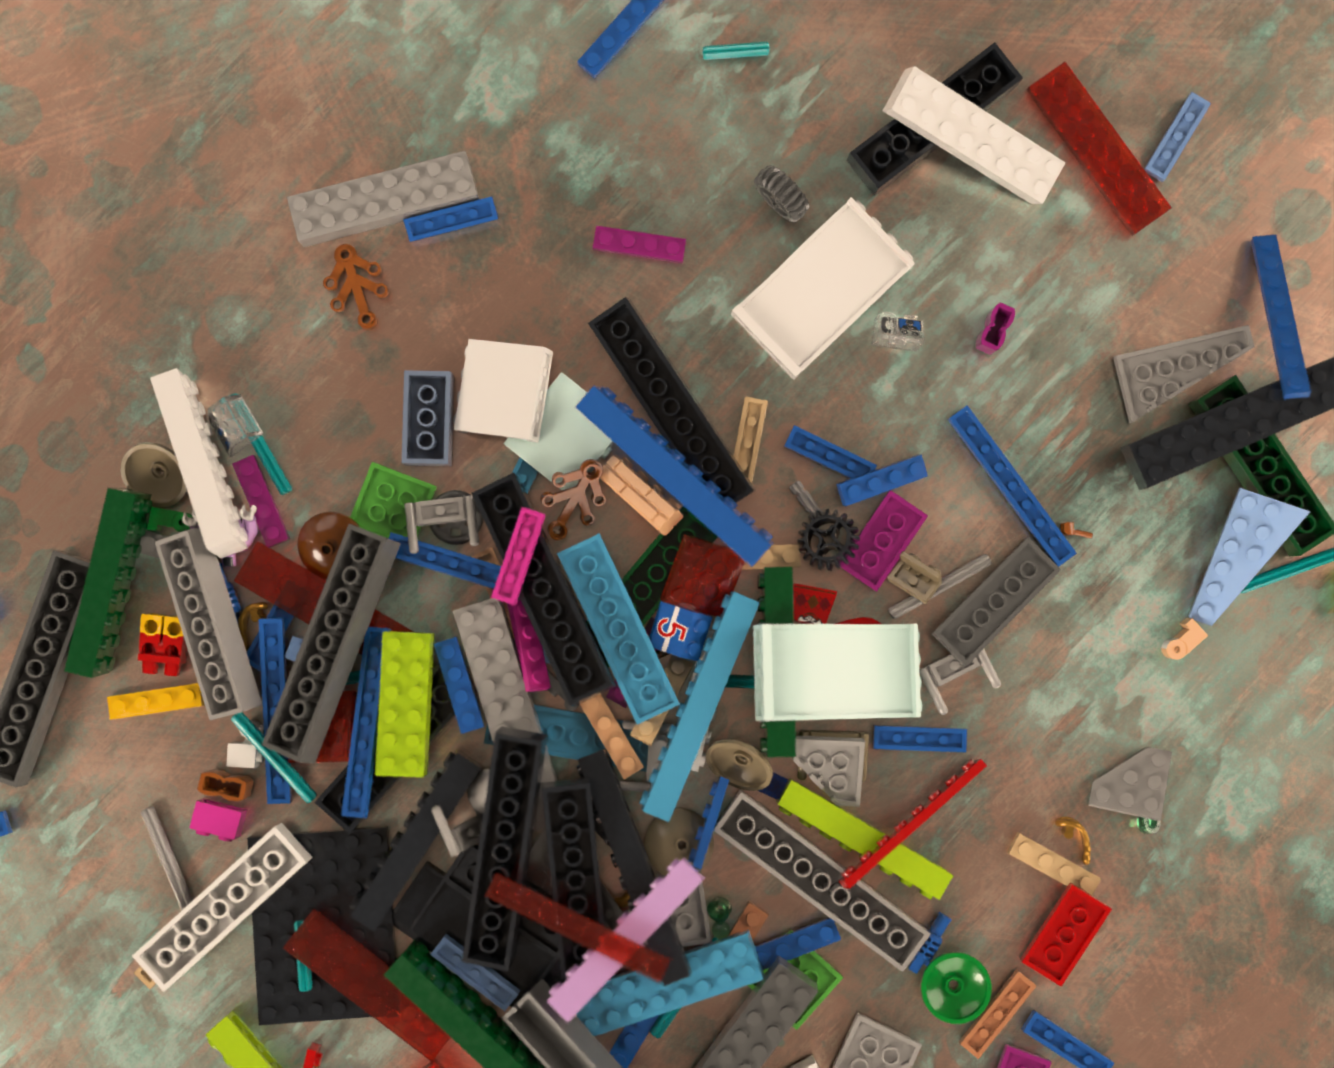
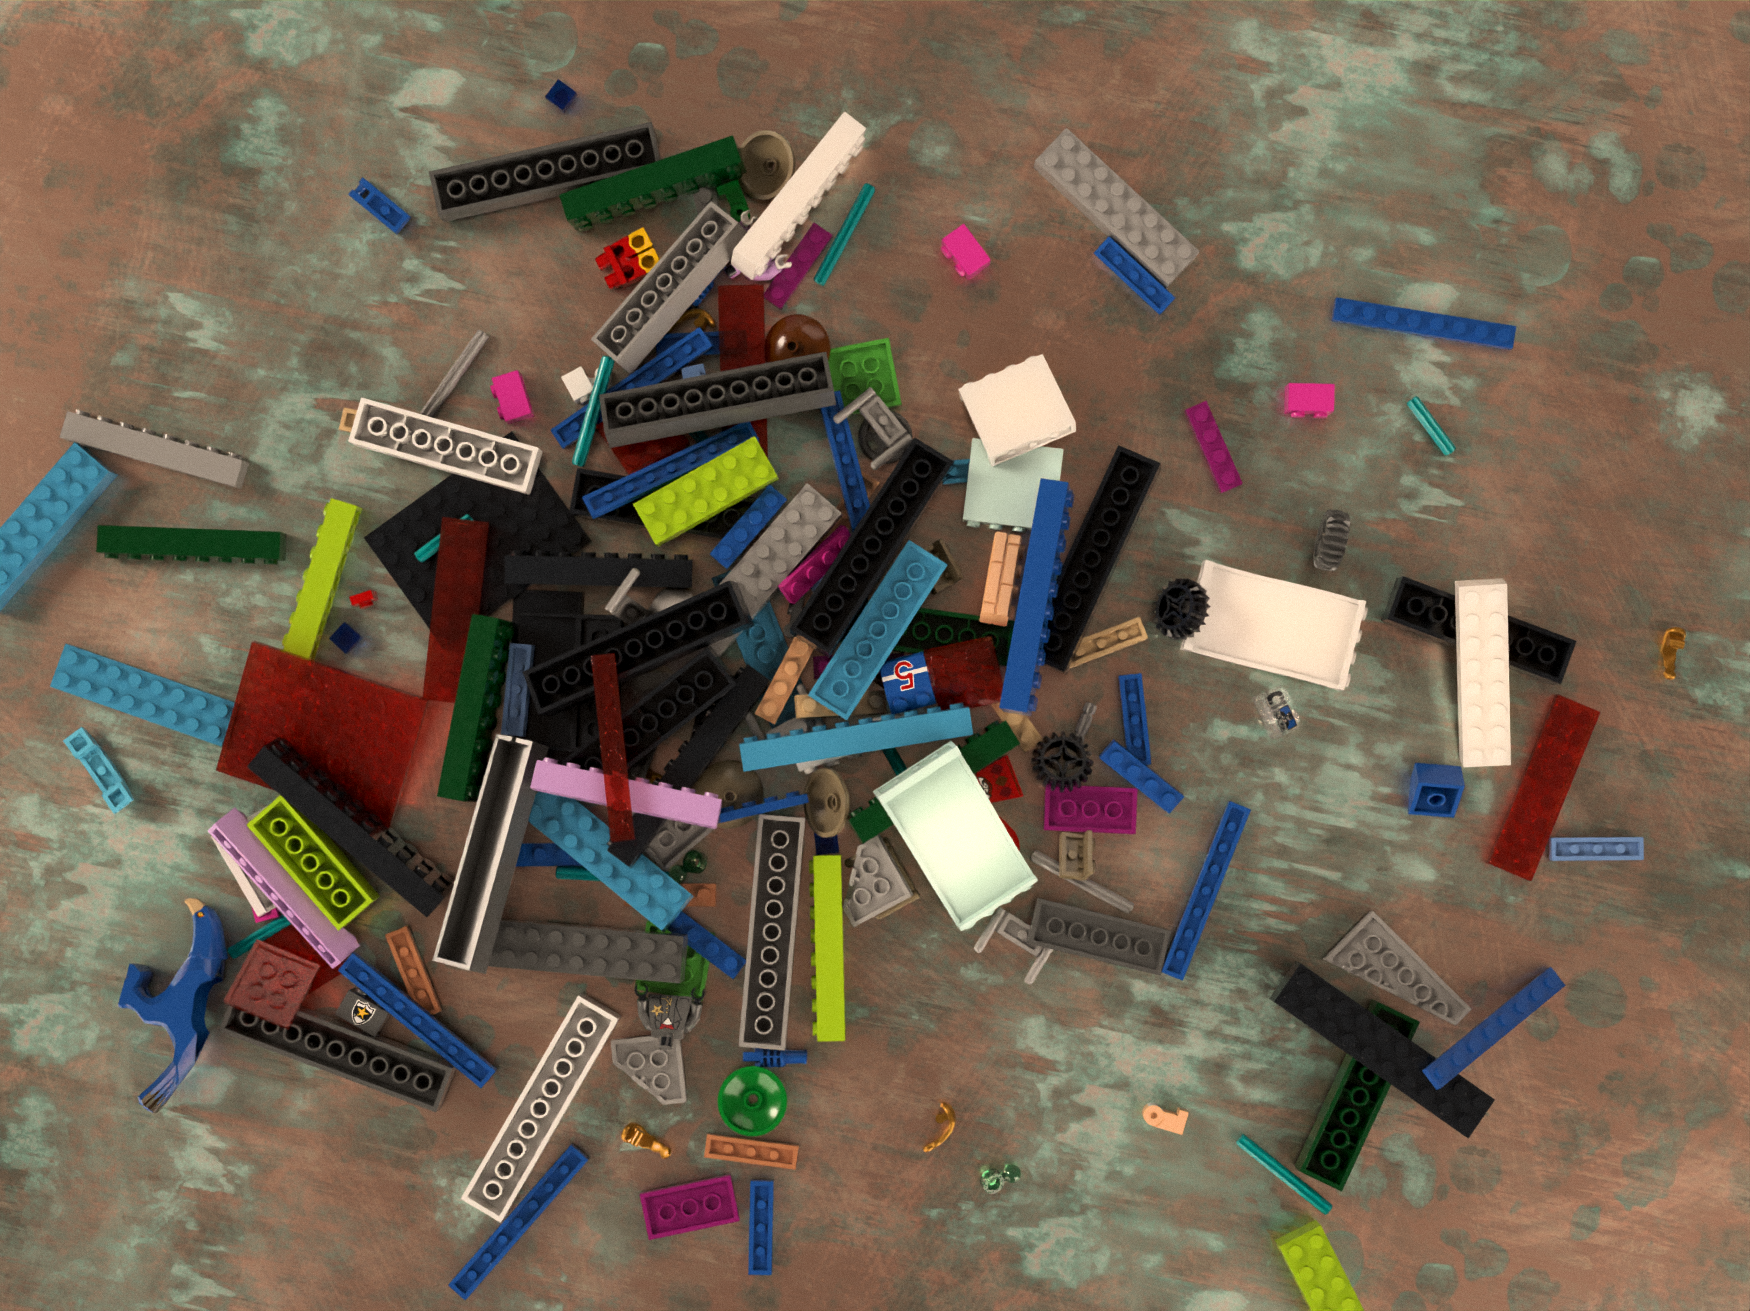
camera: 65 degrees right, 0 degrees up
(155, 701) = (577, 283): yellow plate -> none
(229, 786) = (544, 381): dark orange brick -> none
(233, 423) = (848, 203): clear slope -> none
(339, 350) = (965, 252): none -> dark pink brick
(354, 283) = (1029, 228): dark orange plant -> none
(427, 418) = (954, 361): sand blue brick -> none
(518, 556) = (887, 509): dark pink plate -> none
(574, 496) = (966, 525): dark orange plant -> none
(608, 532) = (952, 573): none -> dark tan bracket
(649, 138) = (1309, 399): none -> dark pink brick
(757, 362) = (1186, 610): none -> black gear
(838, 1014) = (669, 1015): none -> dark grey torso
(905, 828) = (859, 974): red plate -> none
(919, 738) = (942, 943): blue plate -> none
(994, 333) = (1335, 792): magenta brick -> none
(1045, 239) = (1435, 790): none -> blue slope
(1052, 864) = (905, 1123): tan plate -> none
(1065, 934) = (854, 1167): red plate -> none
(1068, 529) = (1199, 961): dark orange hand -> none
(1135, 785) = (1015, 1150): light grey plate -> none
(1248, 540) = (1284, 1119): light blue wing -> none

